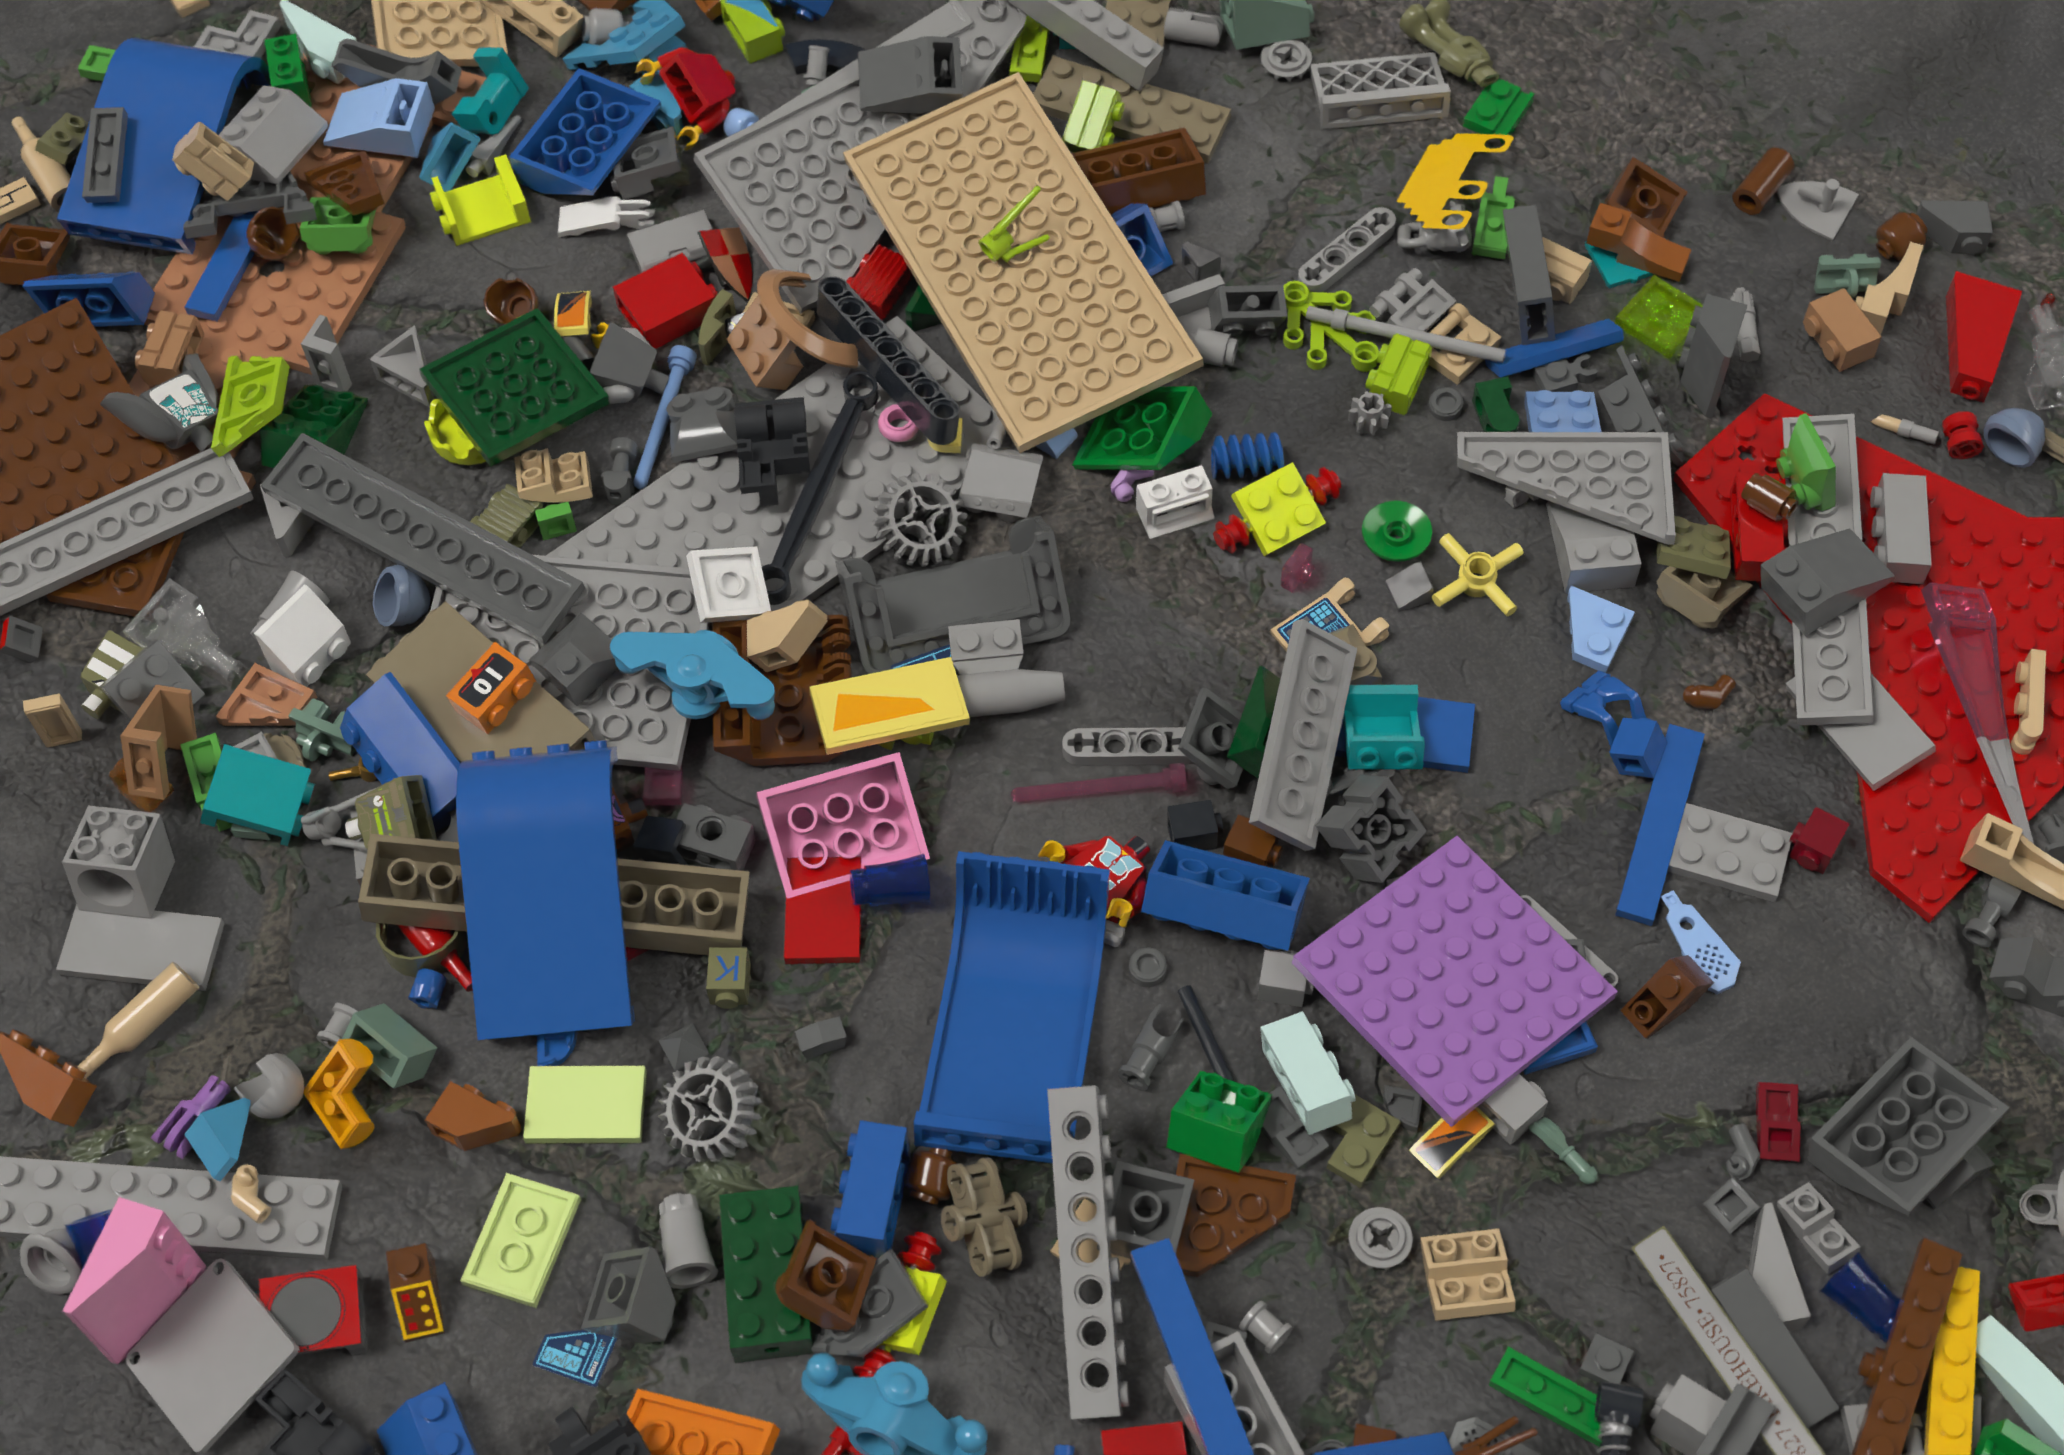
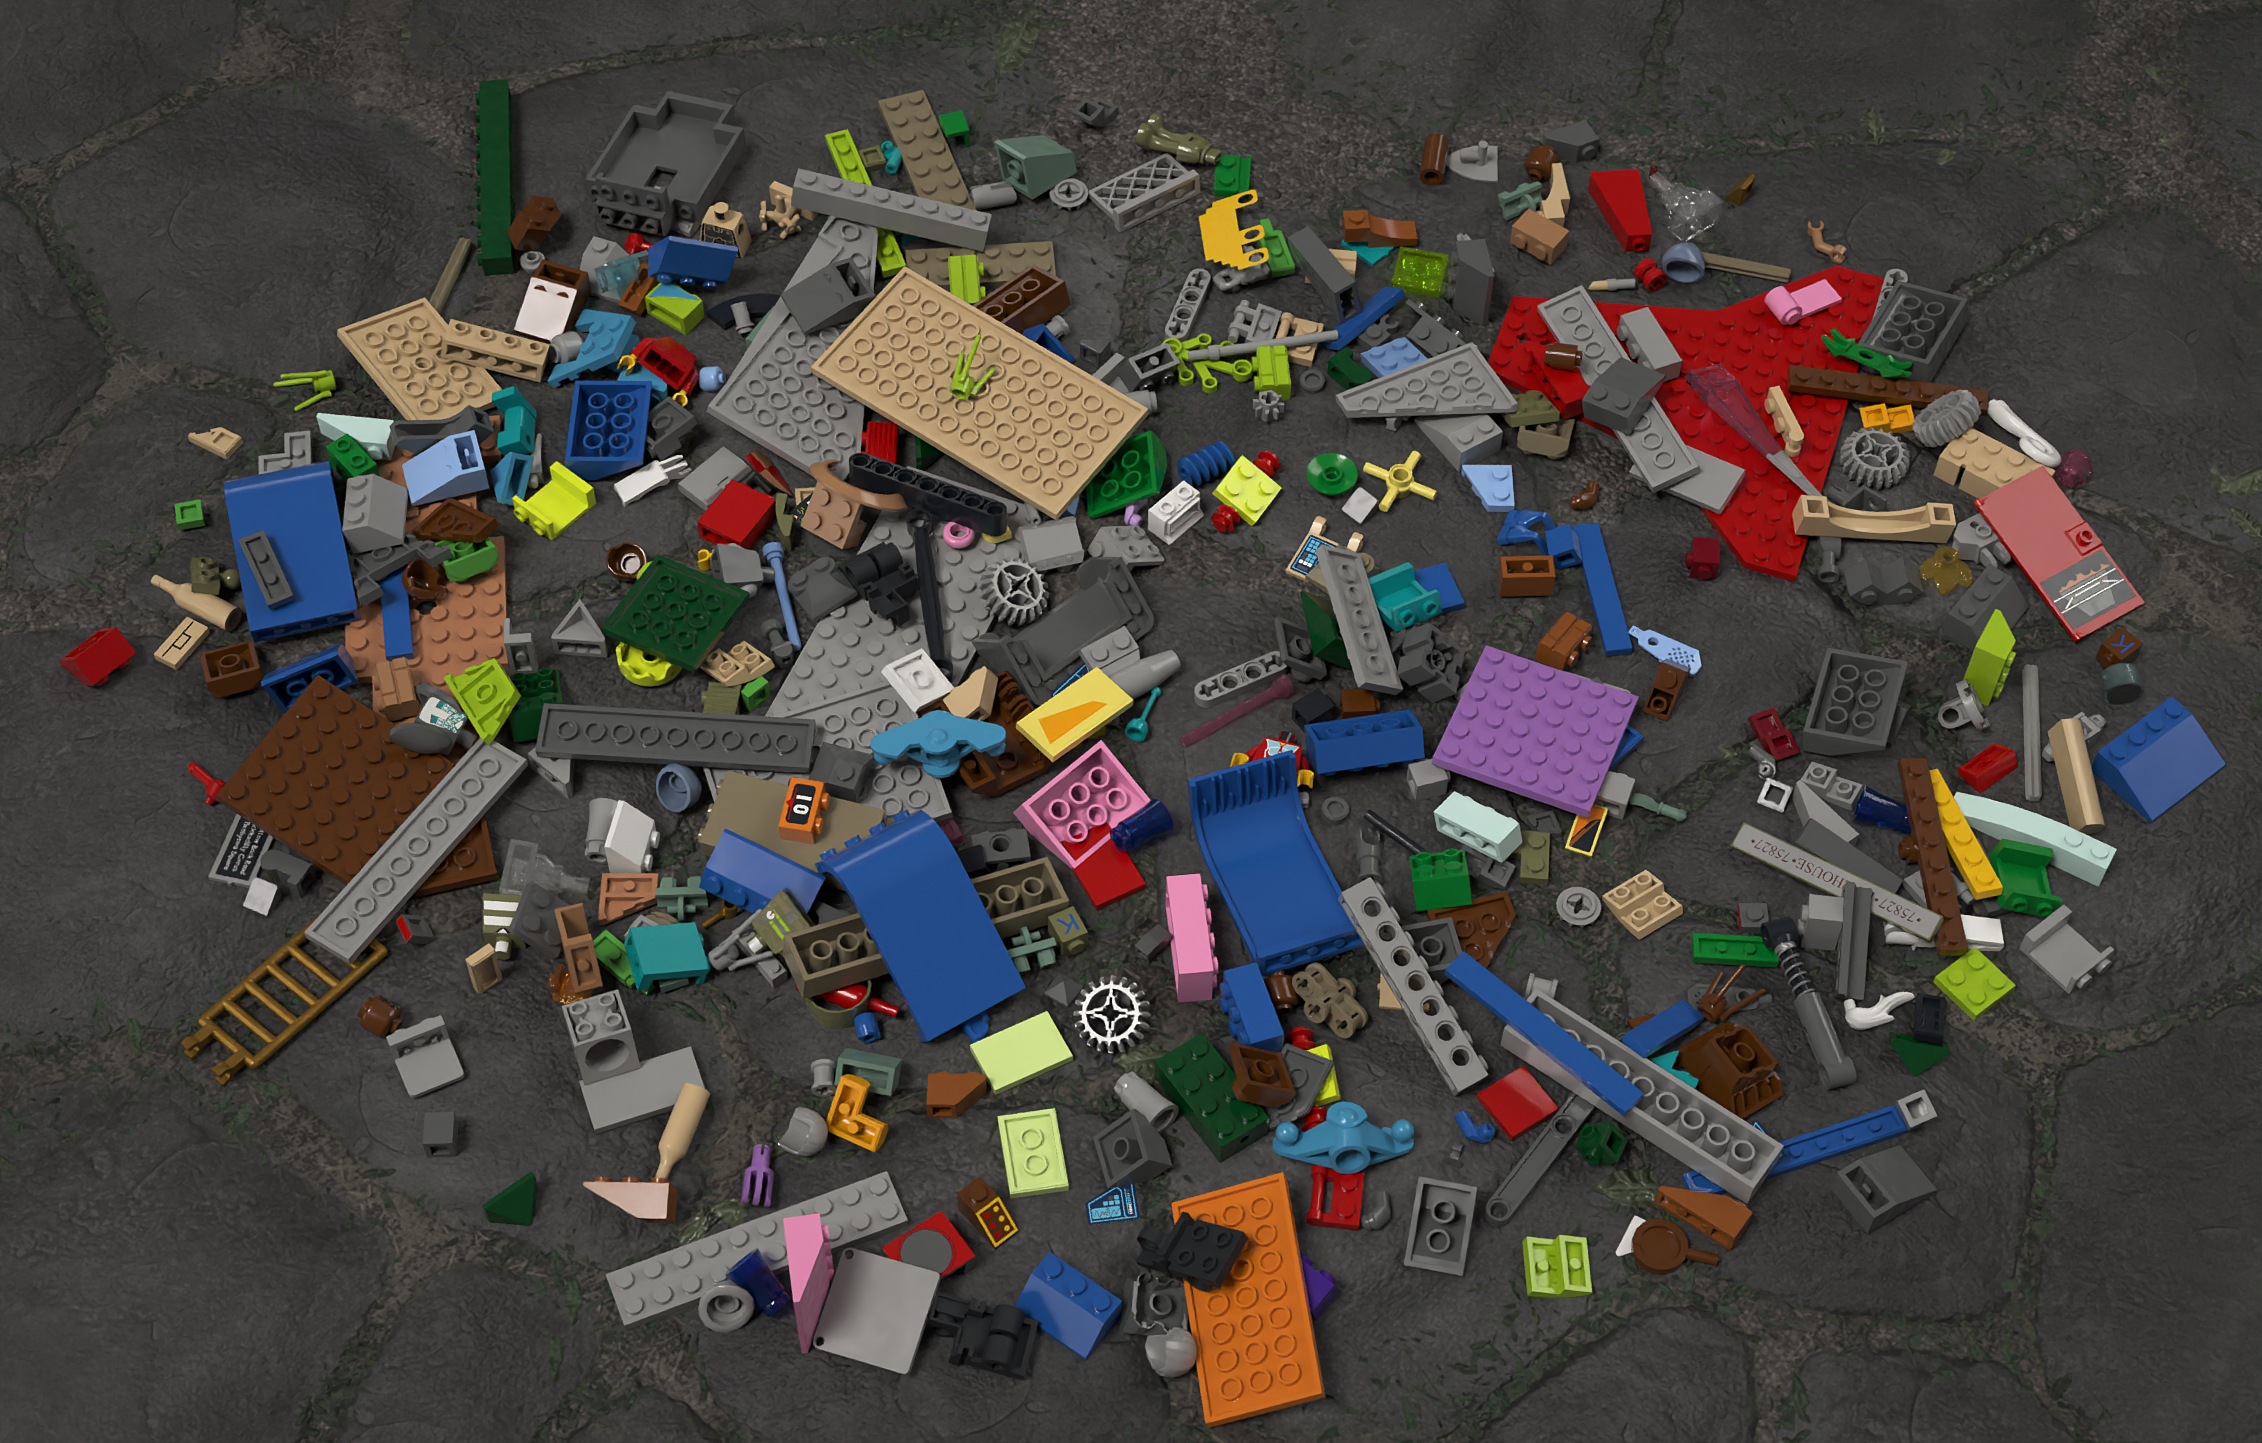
camera: 30 degrees left, 5 degrees down
(212, 161) = (356, 542): tan brick -> none
(219, 1135) = (794, 1178): dark azure slope -> none
(245, 1193) = (832, 1203): tan arm -> none
(572, 313) = (676, 549): slope -> none
(651, 982) = (1042, 949): none -> sand green hips
(860, 1053) = (1191, 937): none -> bright pink piece
(970, 754) = (1138, 728): none -> teal hinge
(1088, 522) = (1128, 543): none -> light grey bracket
(1297, 568) = (1282, 523): clear pink plate -> none
(1564, 765) = (1526, 576): none -> dark orange brick
(1564, 875) = (1564, 642): none -> dark orange brick
(1647, 195) = (1364, 194): reddish brown slope -> none
(1730, 852) = (1655, 588): light grey plate -> none
(1809, 467) = (1577, 326): bright green slope -> none

